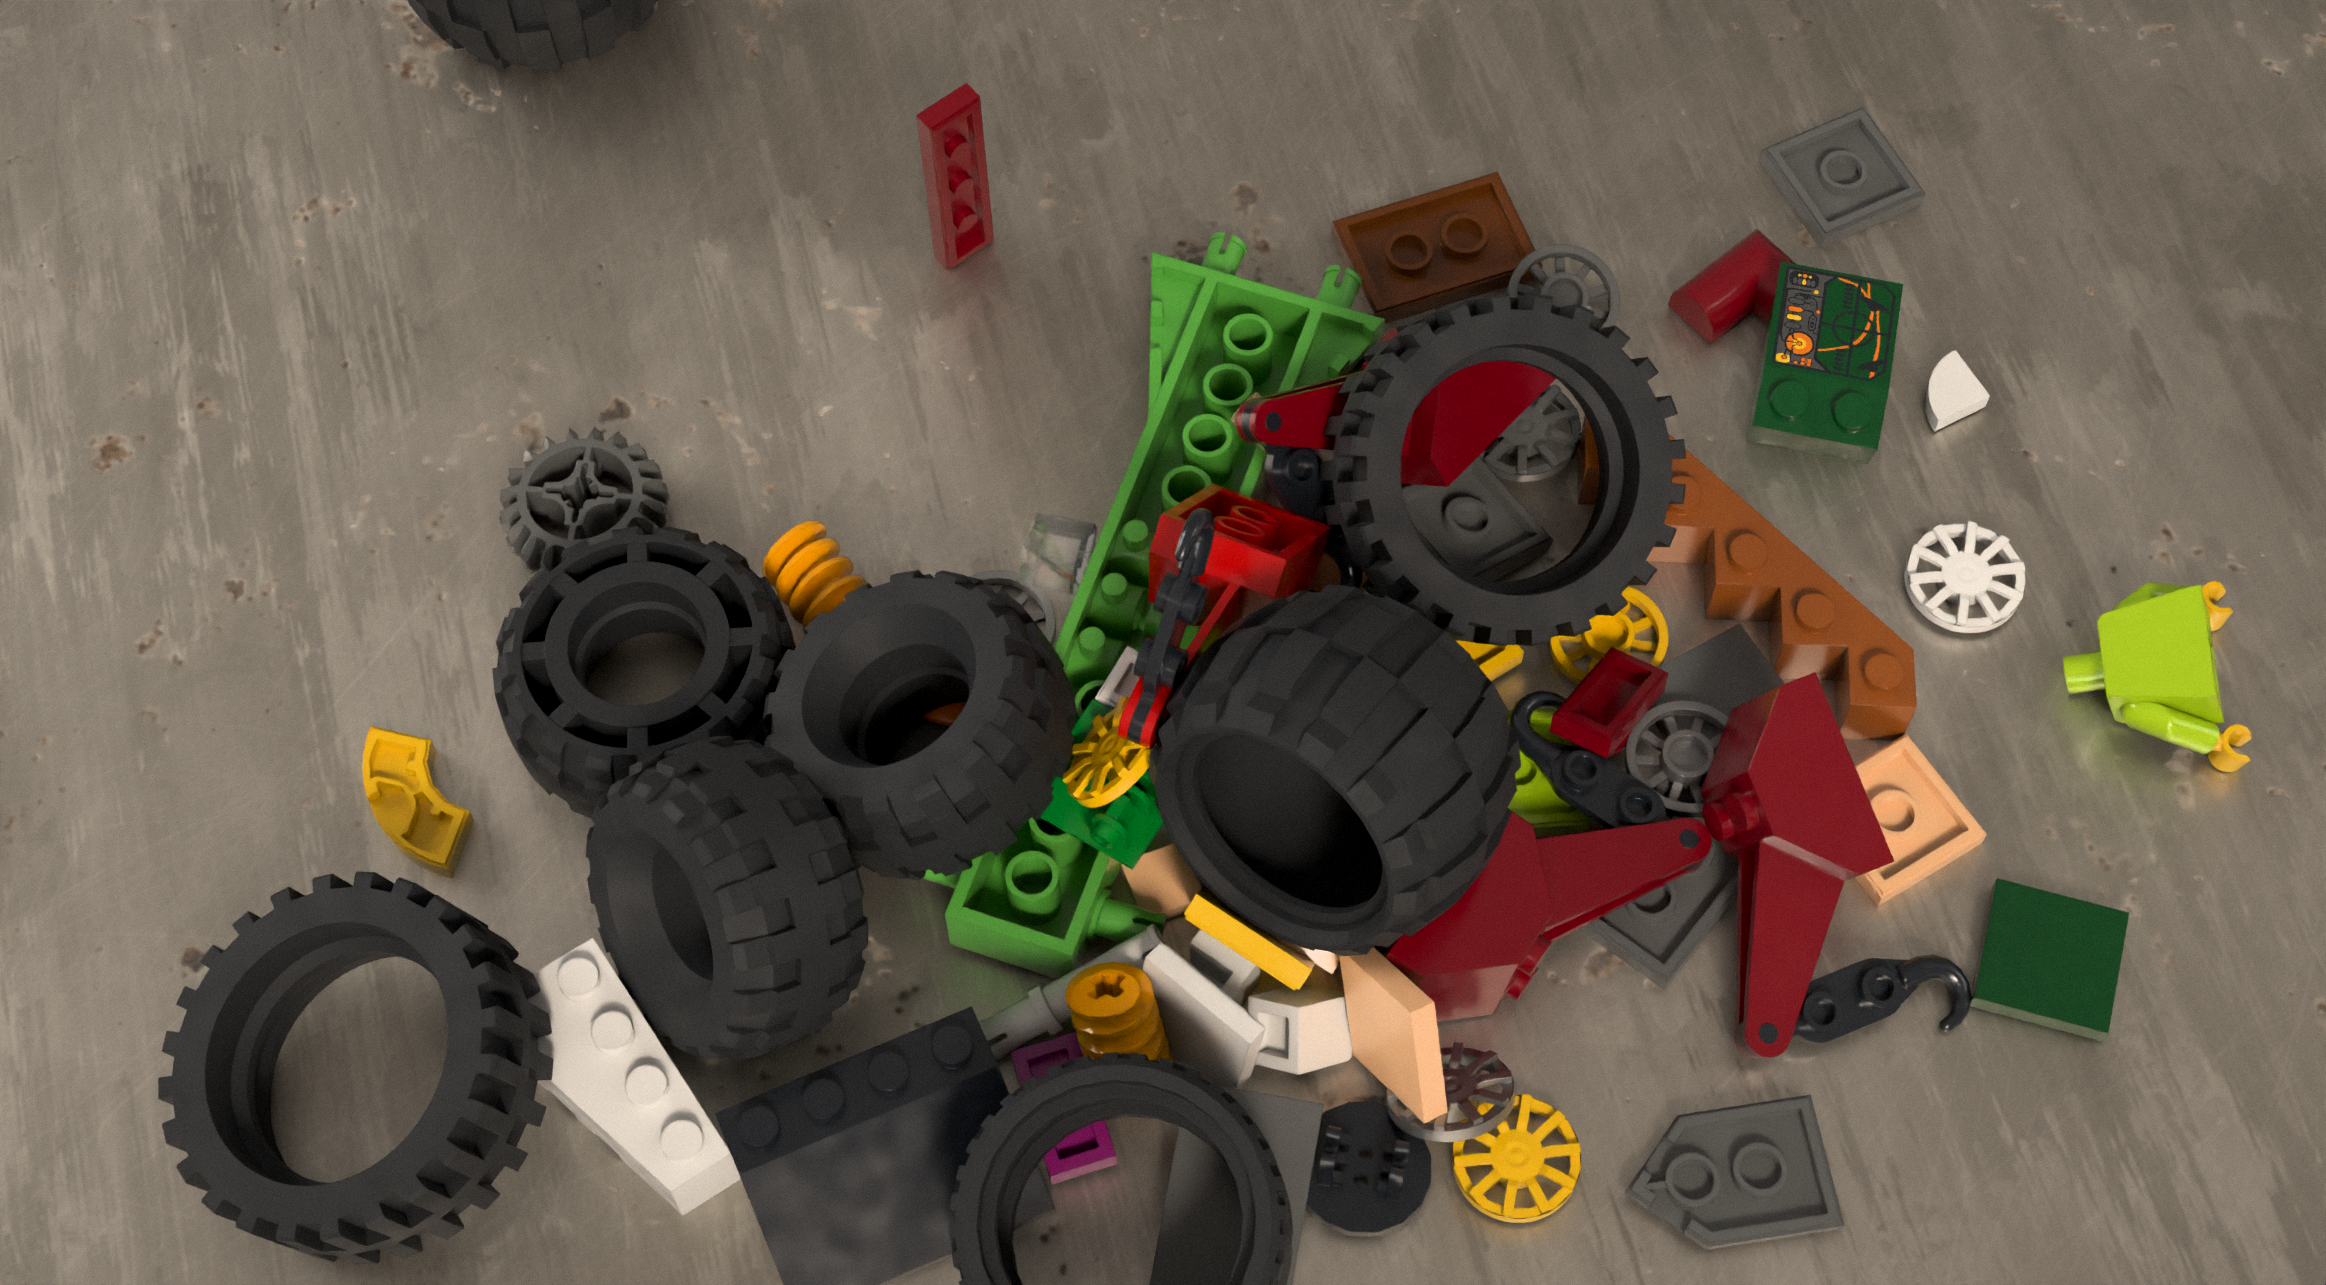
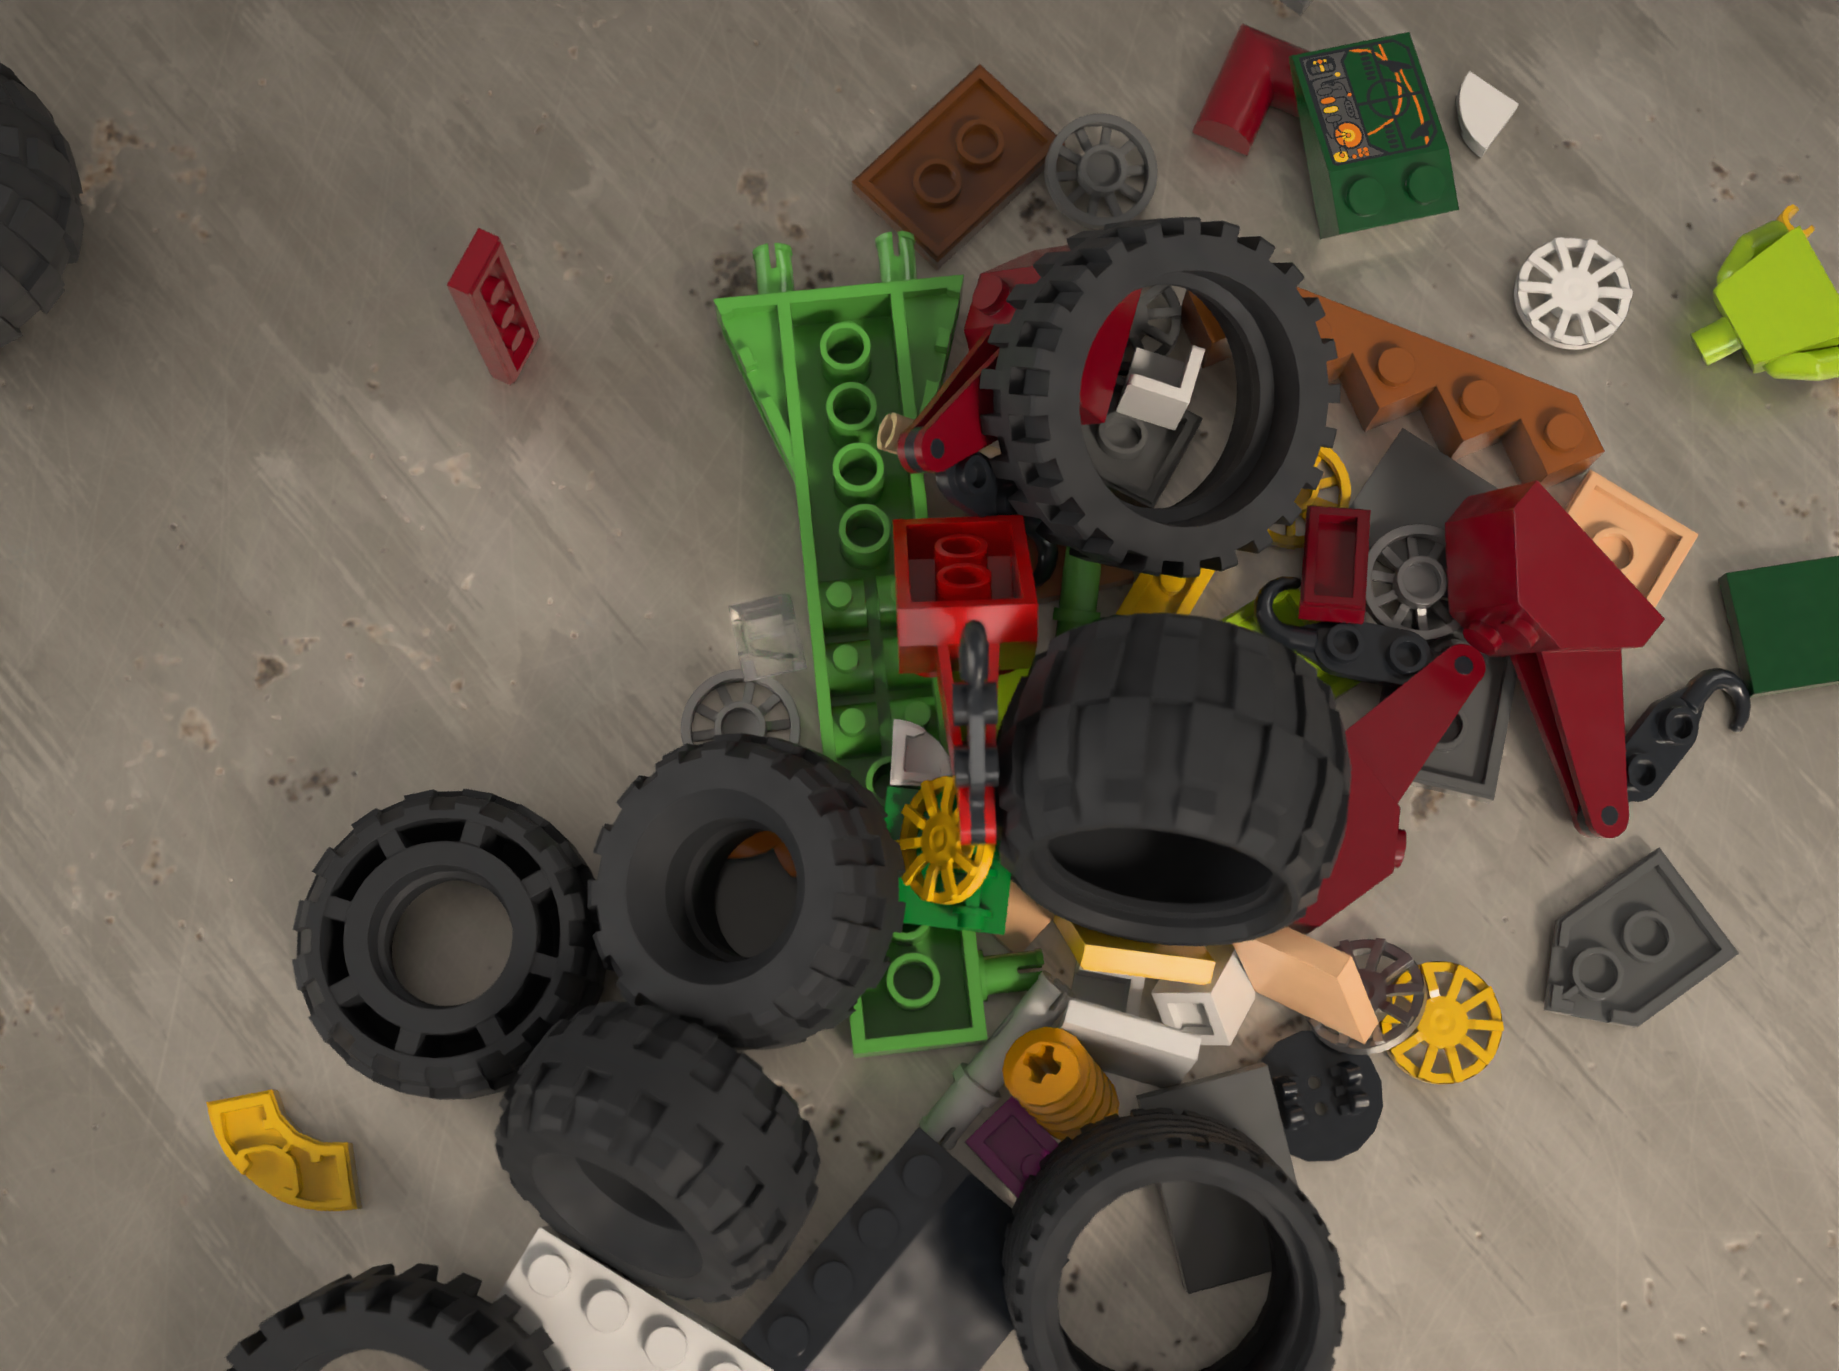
camera: 30 degrees left, 15 degrees up
(561, 487) = (276, 744): dark grey gear -> none
(809, 572) = (564, 774): light orange piece -> none
(1520, 489) = (1159, 387): none -> white panel

